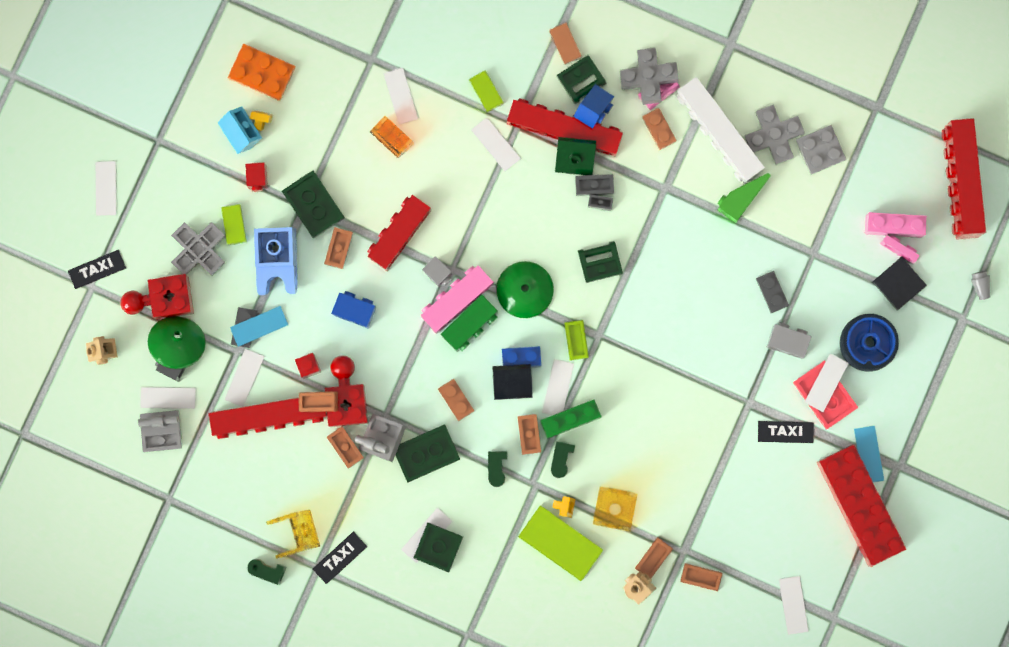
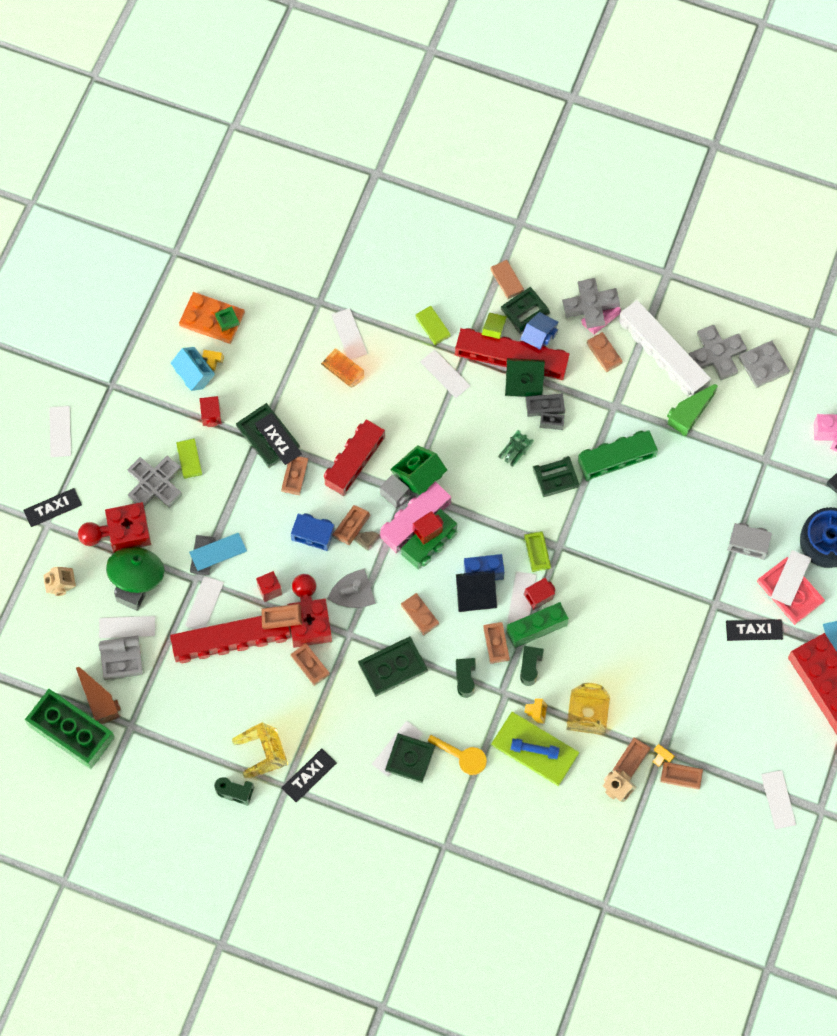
camera: 10 degrees left, 15 degrees down
(108, 503) = (69, 728): none -> green brick
(139, 476) = (99, 699): none -> dark orange slope
(275, 264) = (234, 490): light blue brick -> none
(276, 78) = (227, 318): none -> green plate
(323, 209) = (278, 438): none -> black sticker
(381, 438) = (346, 651): light grey plate -> none
(391, 371) = (353, 591): none -> light grey shield
(392, 304) = (351, 525): none -> nougat plate
(407, 318) = (367, 539): none -> dark tan tile
(462, 252) = (419, 469): none -> green brick
(468, 315) = (428, 527): none -> red brick
(497, 552) = (471, 760): none -> yellow piece
(528, 303) = (482, 517): green dish -> none
(548, 97) = (494, 325): none -> lime tile
(563, 229) = (516, 447): none -> clear green arm
(575, 549) = (552, 752): none -> blue bar
(576, 385) = (539, 593): none -> red brick
(663, 243) = (617, 455): none -> green brick
(685, 557) = (663, 754): none -> yellow tile
(772, 292) = (728, 497): dark grey plate -> none

